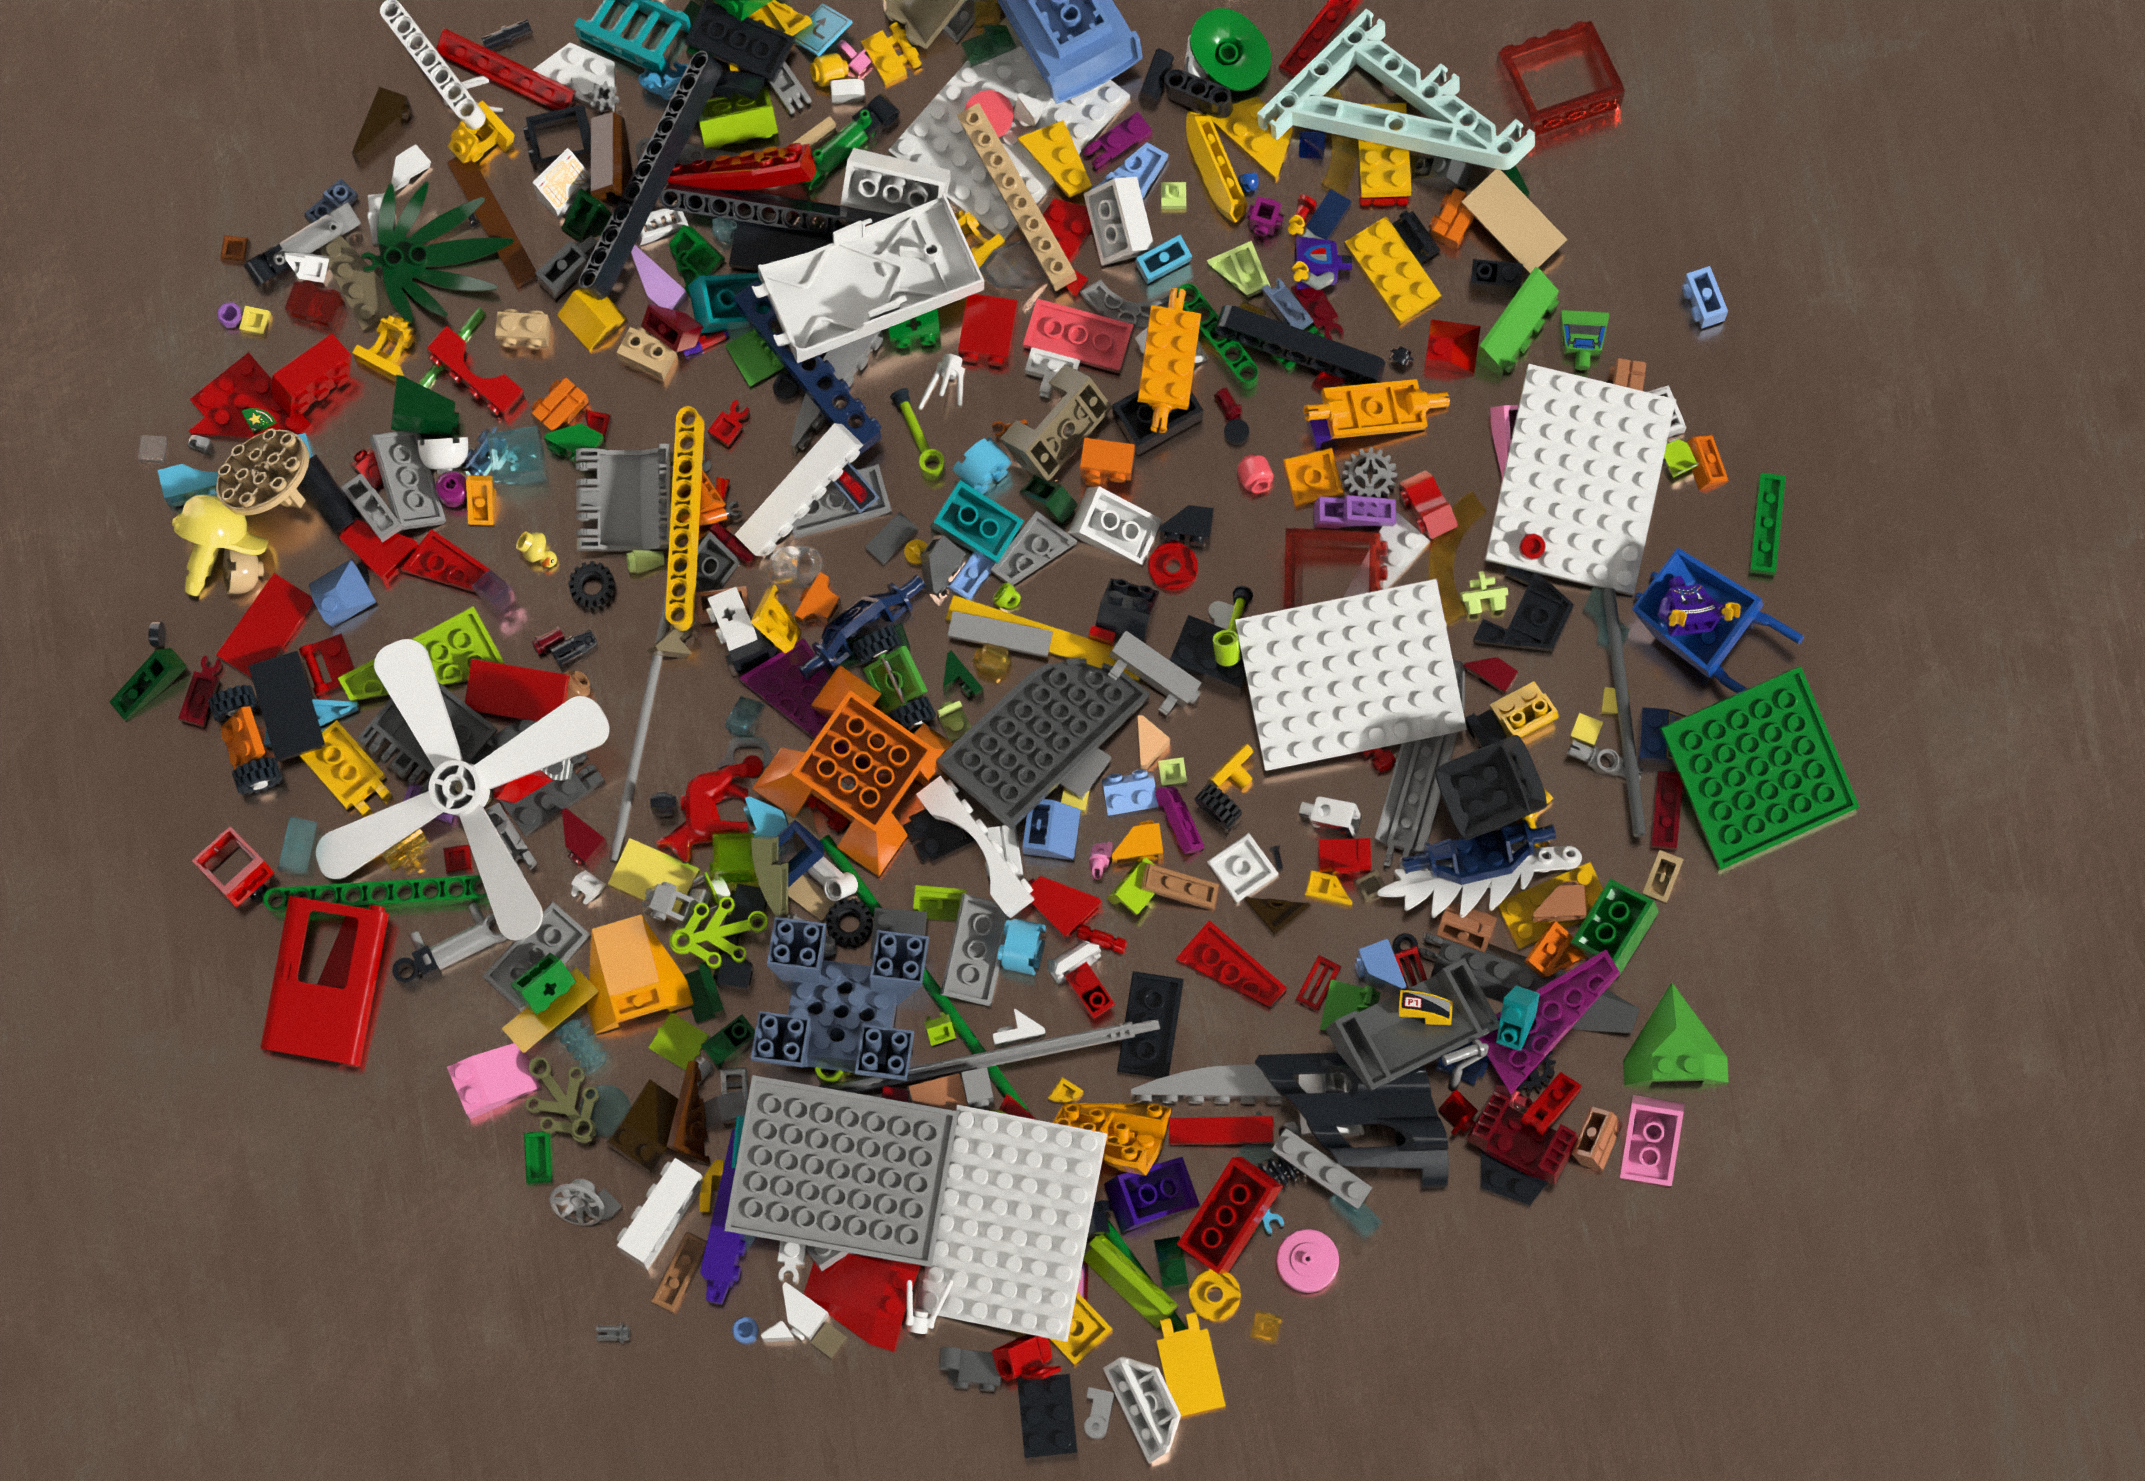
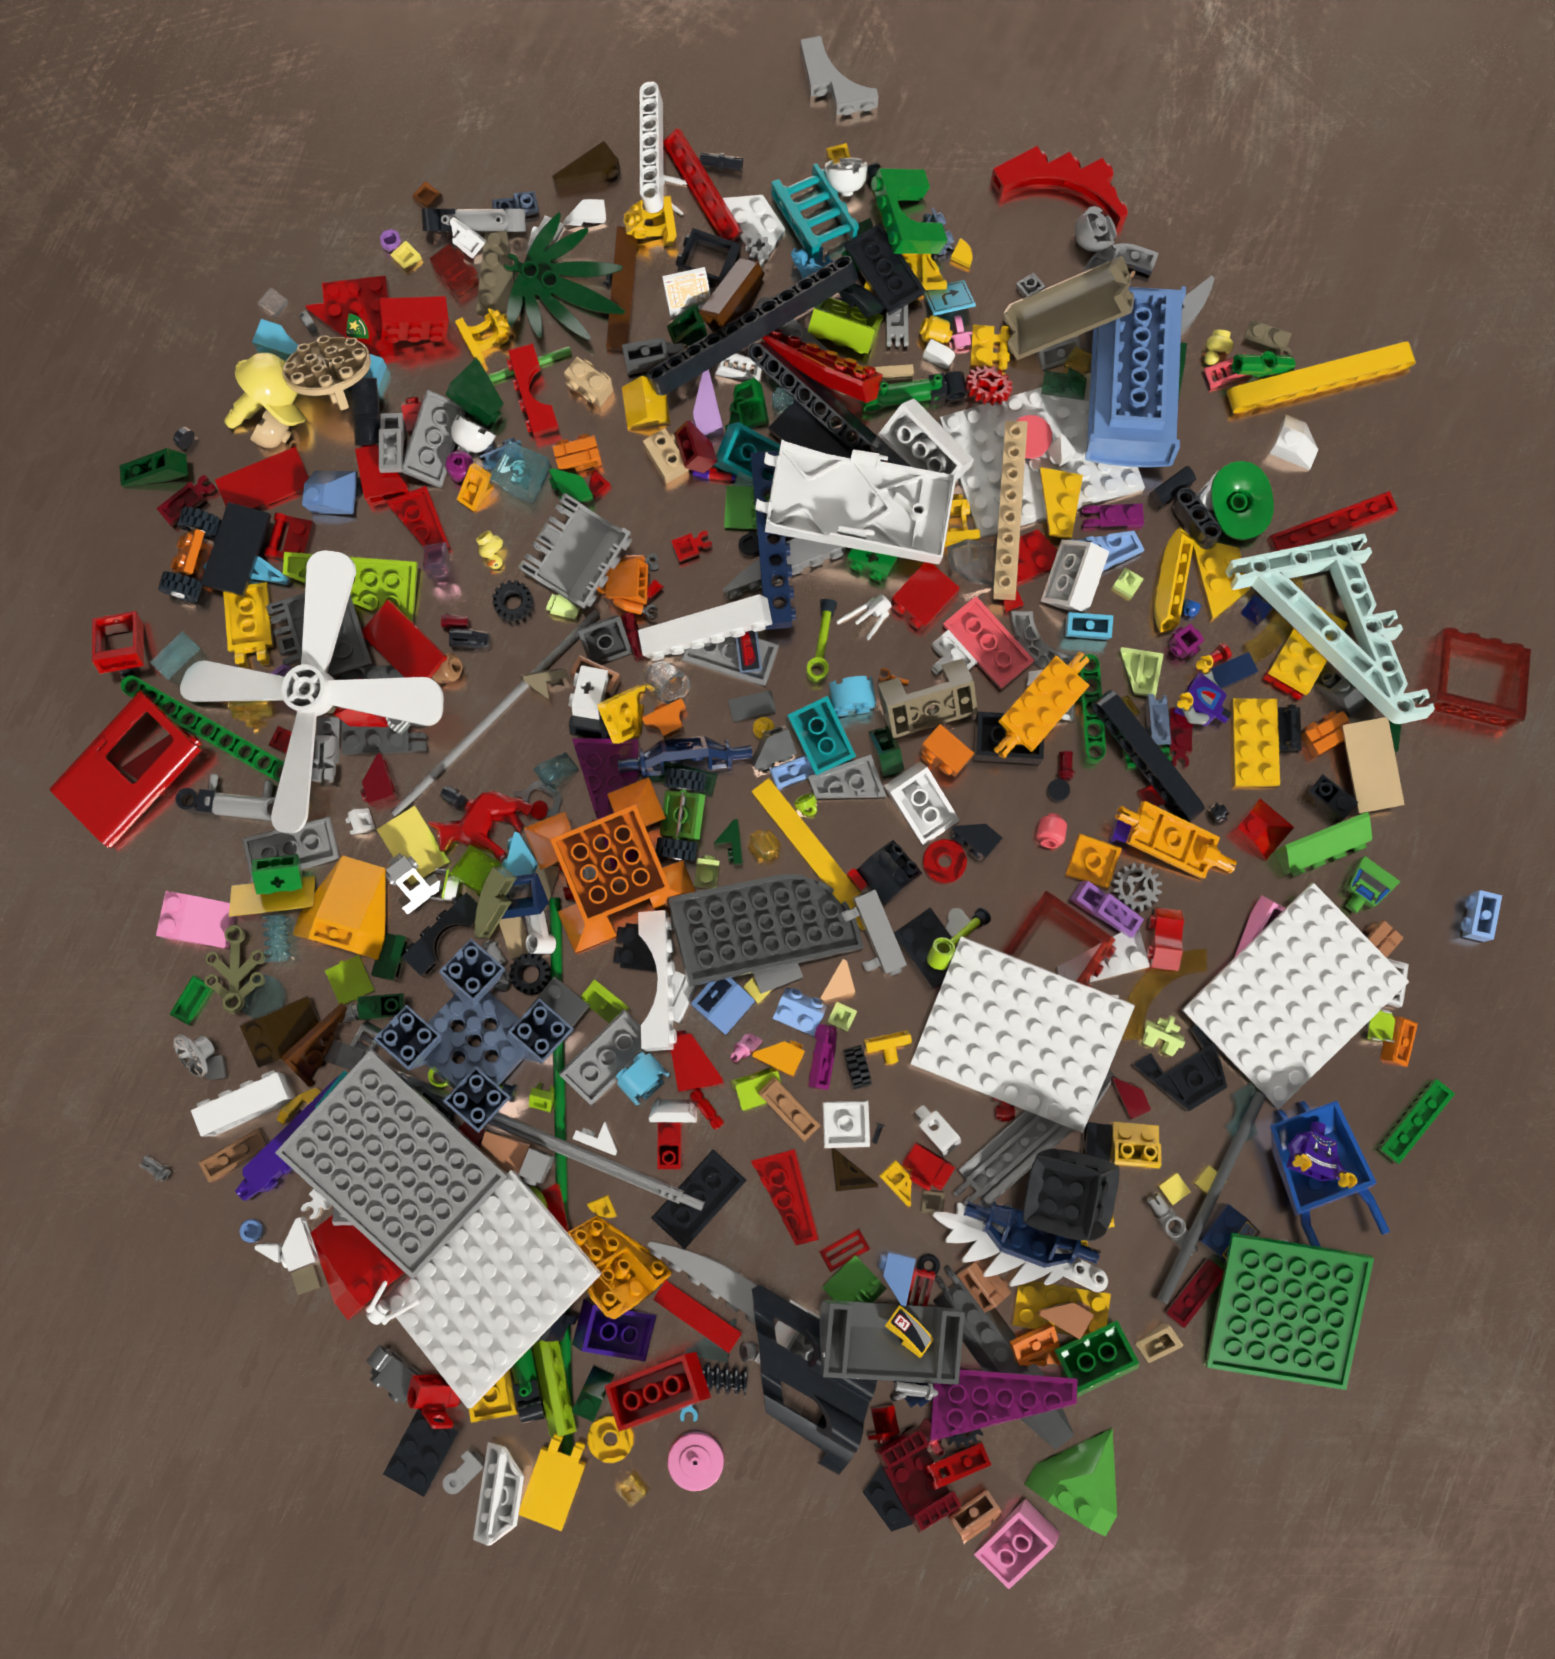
camera: 30 degrees right, 5 degrees up
(690, 528) = (605, 605): yellow beam -> none
(714, 933) = (422, 919): lime plant -> none
(915, 90) = (988, 385): none -> red gear
(1000, 633) = (783, 829): light grey tile -> none
(1107, 1299) = (527, 1389): none -> piece
(1321, 1169) = (749, 1402): light grey plate -> none
(1362, 1221) = (756, 1447): clear light blue hinge -> none
(1517, 1017) = (974, 1387): teal slope -> none
(1532, 547) = (1224, 1025): red tile -> none

